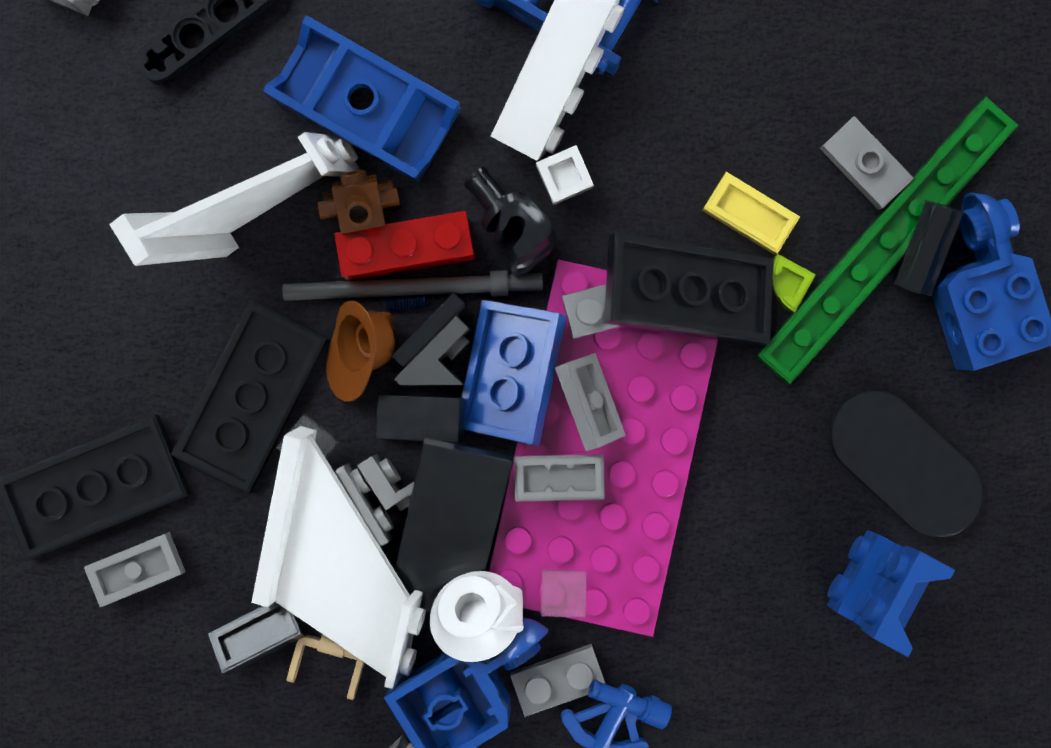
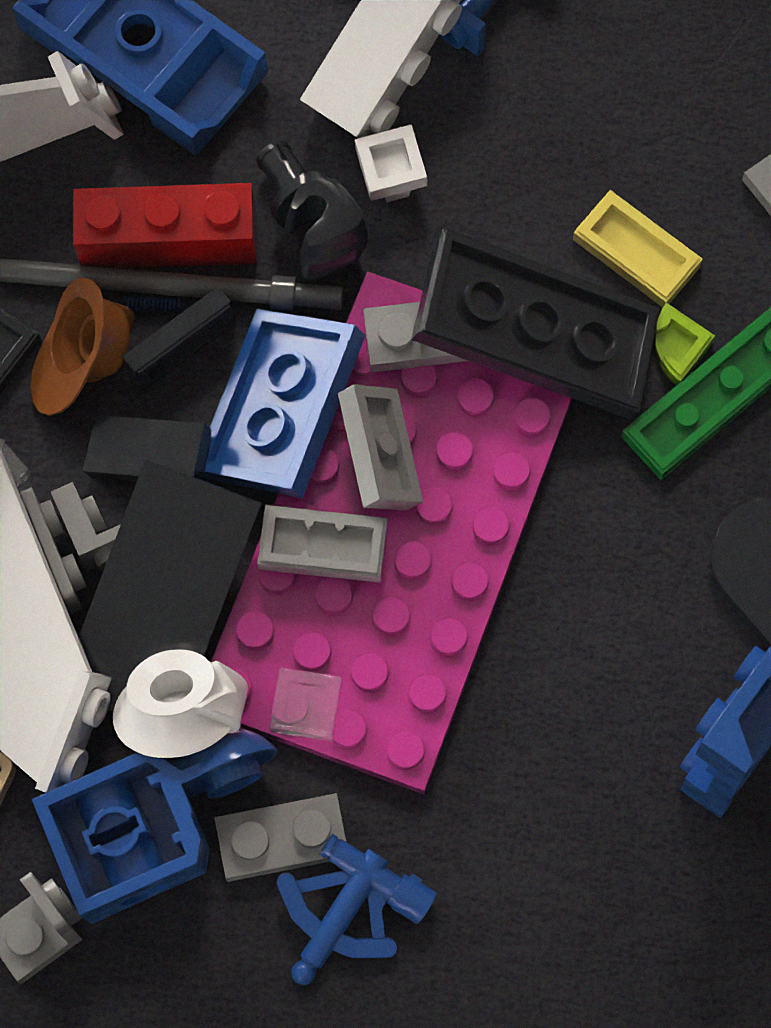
camera: 10 degrees right, 15 degrees down
(358, 201) = (112, 154): reddish brown piece -> none
(427, 365) = (168, 384): dark grey slope -> none

